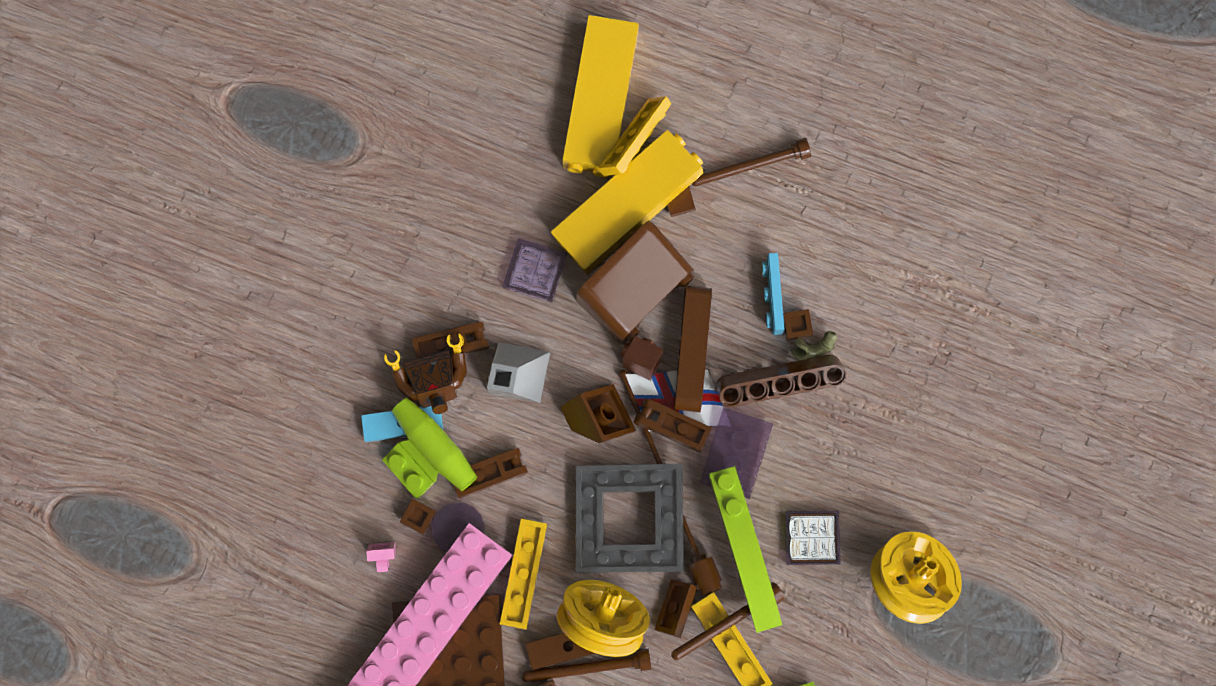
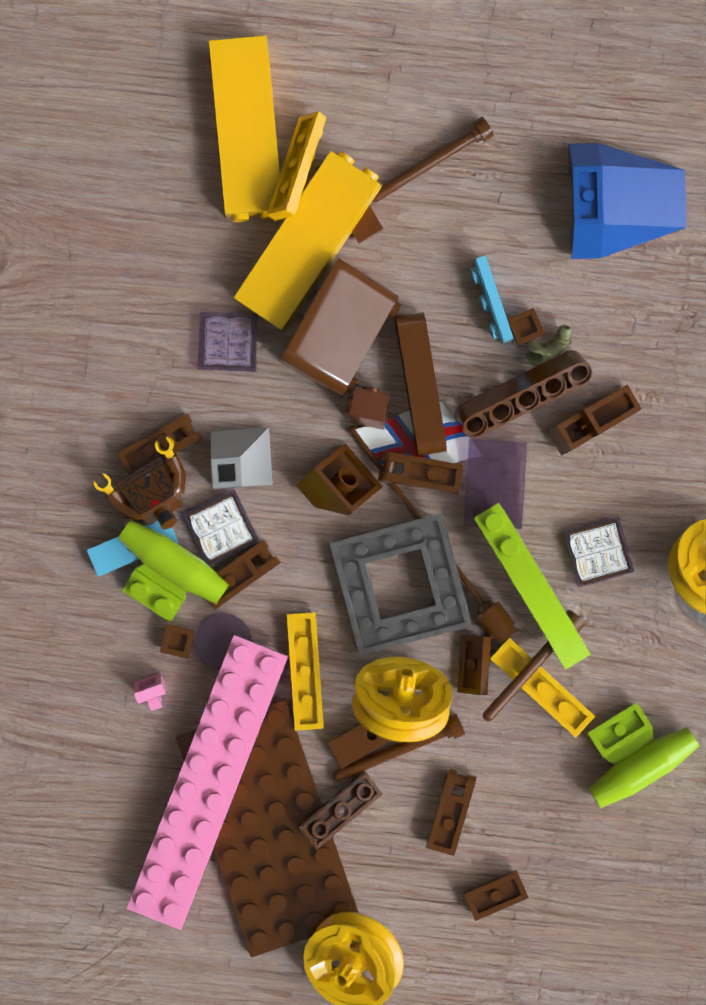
camera: 15 degrees left, 10 degrees up
(484, 428) = (221, 527): none -> tile
(837, 420) = (594, 420): none -> reddish brown slope
(908, 239) = (621, 200): none -> blue wedge

